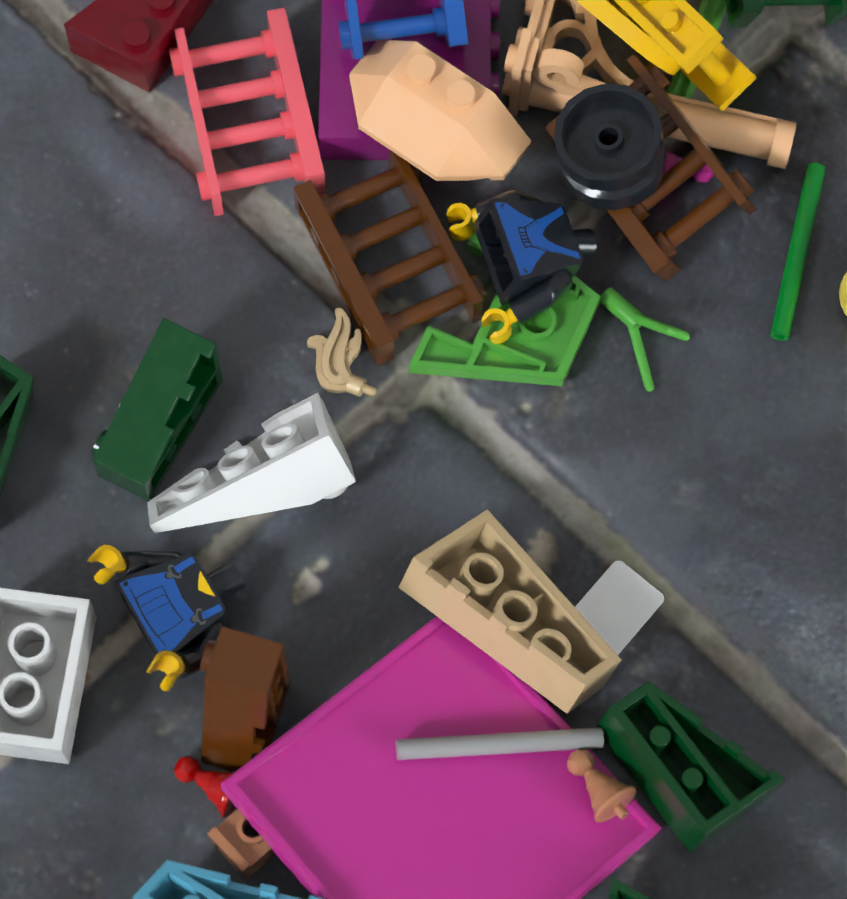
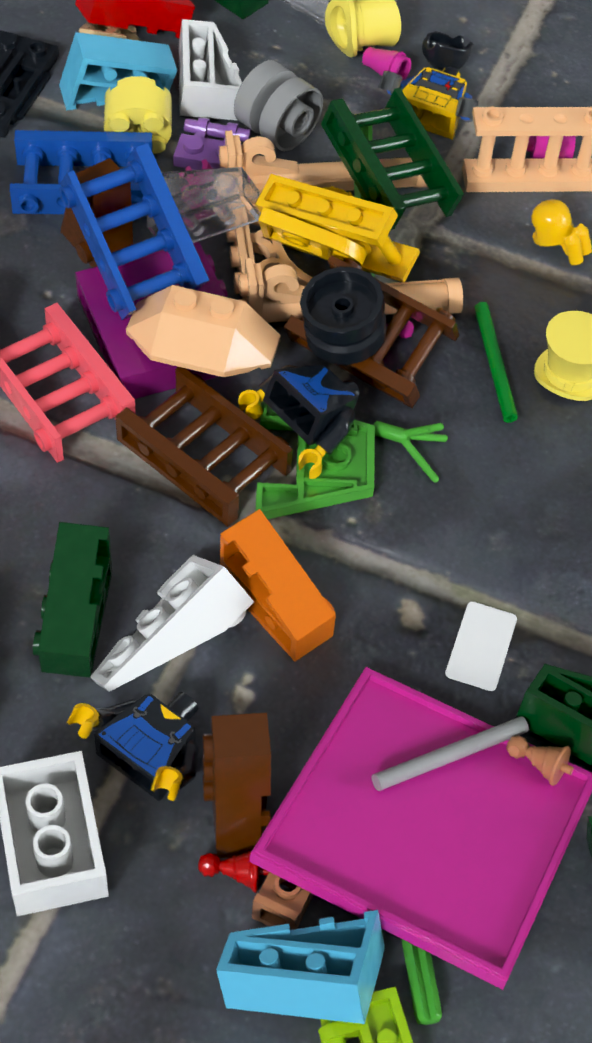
camera: 25 degrees left, 15 degrees down
(335, 357) = (194, 527): tan piece -> none
(390, 470) = (281, 590): none -> orange wedge
(511, 611) = (417, 654): tan wedge -> none

